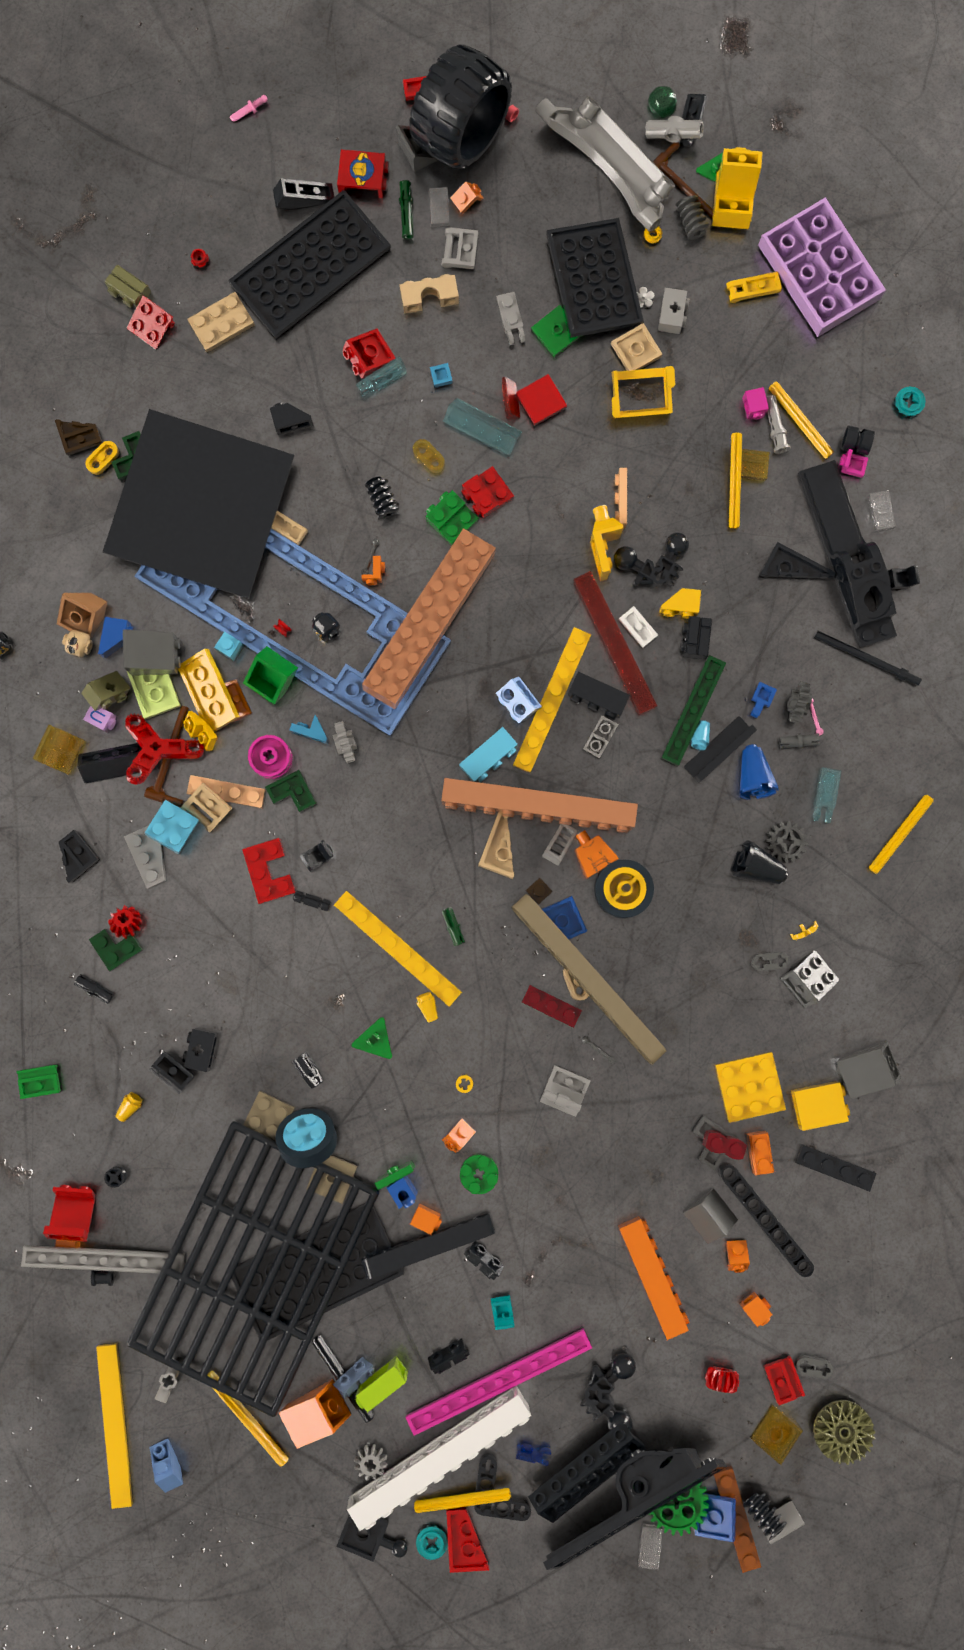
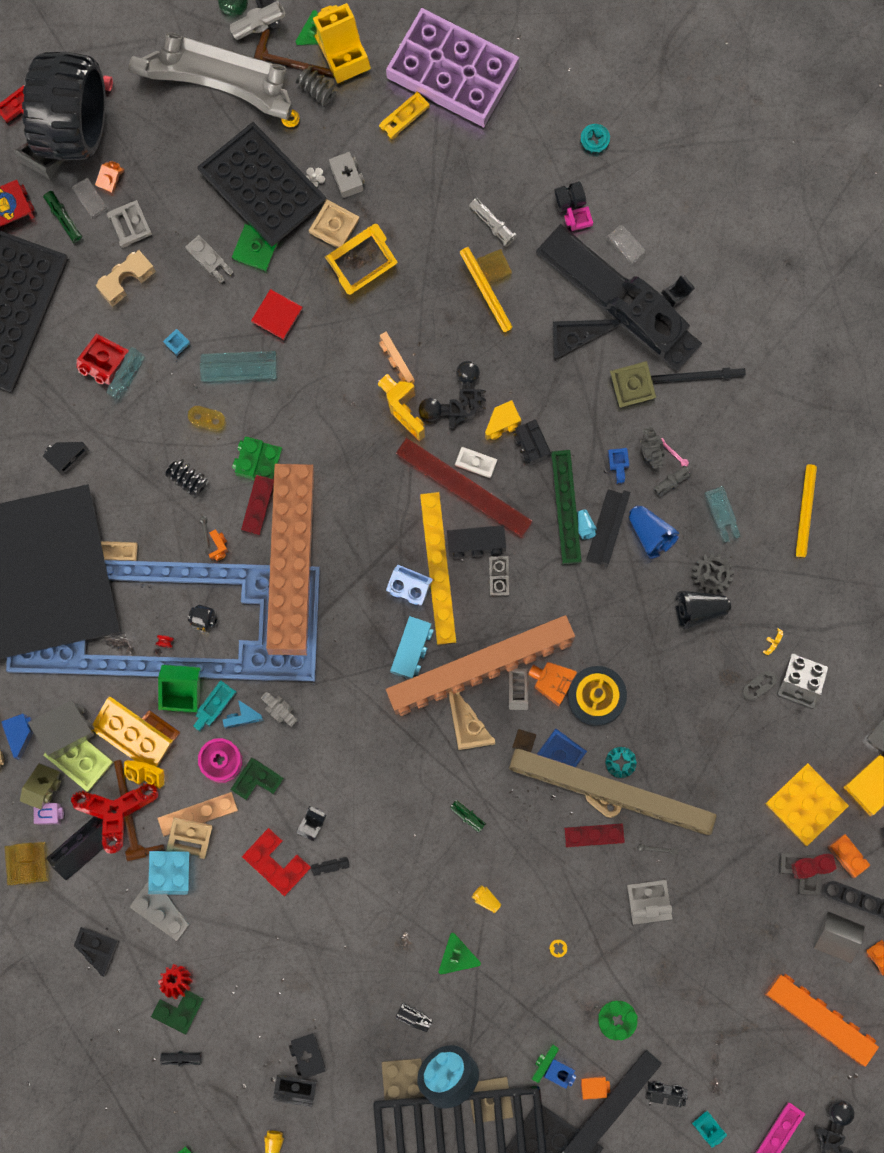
camera: 30 degrees left, 5 degrees down
(229, 646) = (126, 684): medium azure brick -> none
(292, 707) = (214, 705): none -> teal hinge
(397, 948) = (430, 864): yellow plate -> none
(428, 556) = (257, 504): none -> dark red plate
(458, 1136) = (580, 997): bracket -> none
(486, 492) = (276, 421): red plate -> none
(510, 399) = (249, 329): clear red slope -> none
(602, 959) = (614, 768): none -> teal gear
(755, 403) = (464, 214): dark pink brick -> none
(801, 420) = (511, 206): yellow axle -> none
(815, 637) = (633, 384): none -> olive plate

